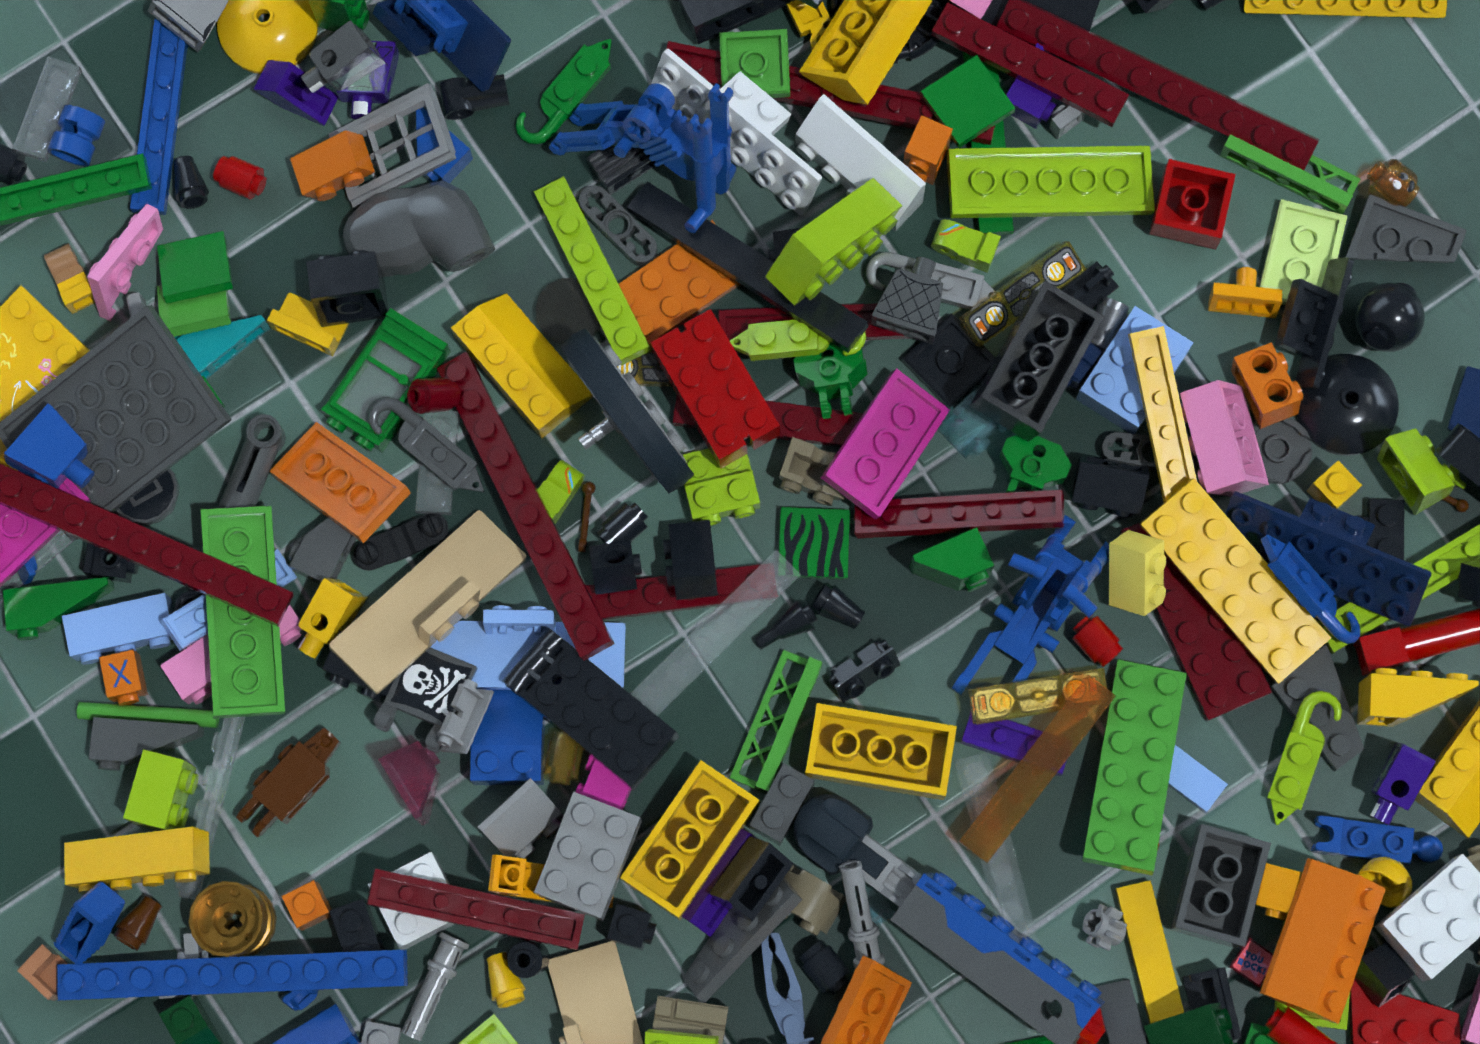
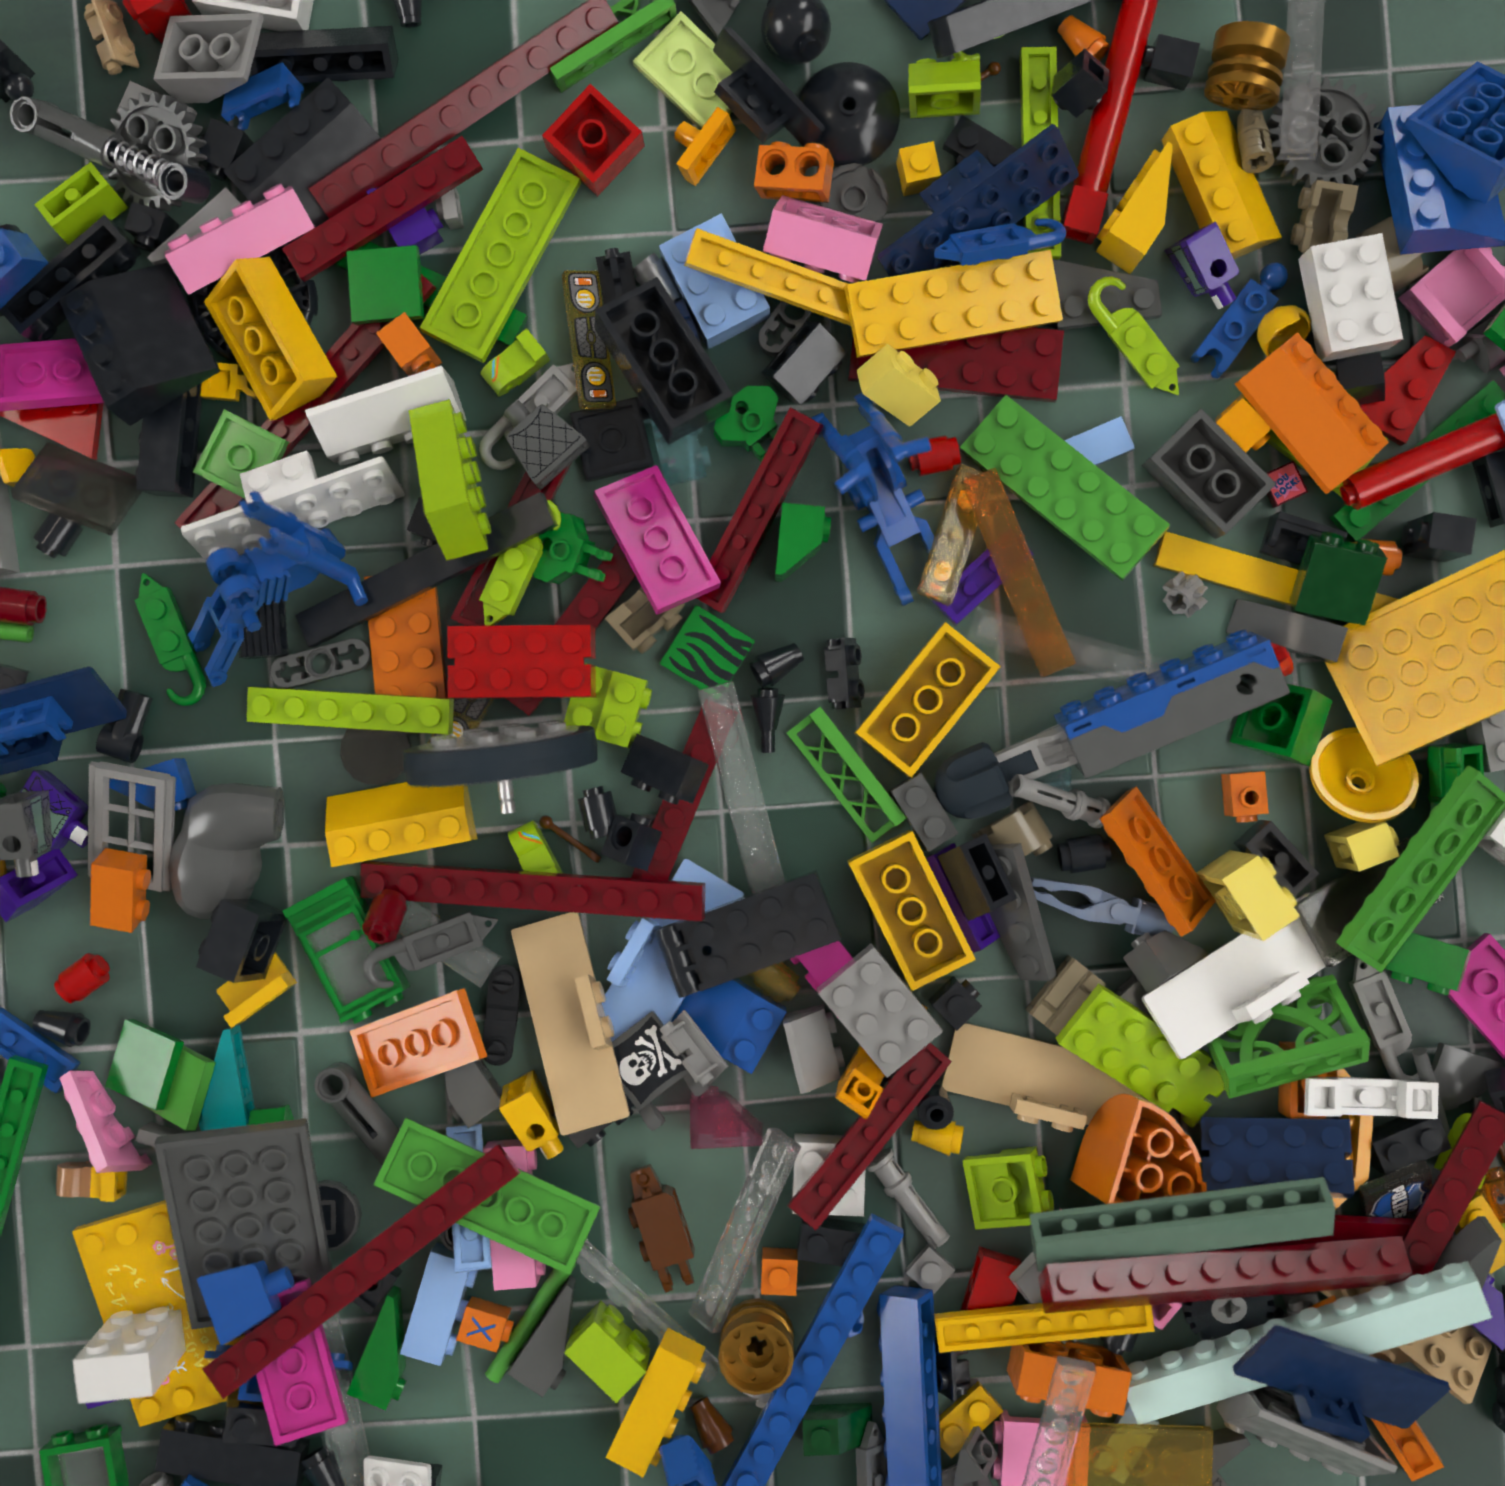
camera: 65 degrees left, 10 degrees up
(329, 852) = (744, 1229): none -> clear plate

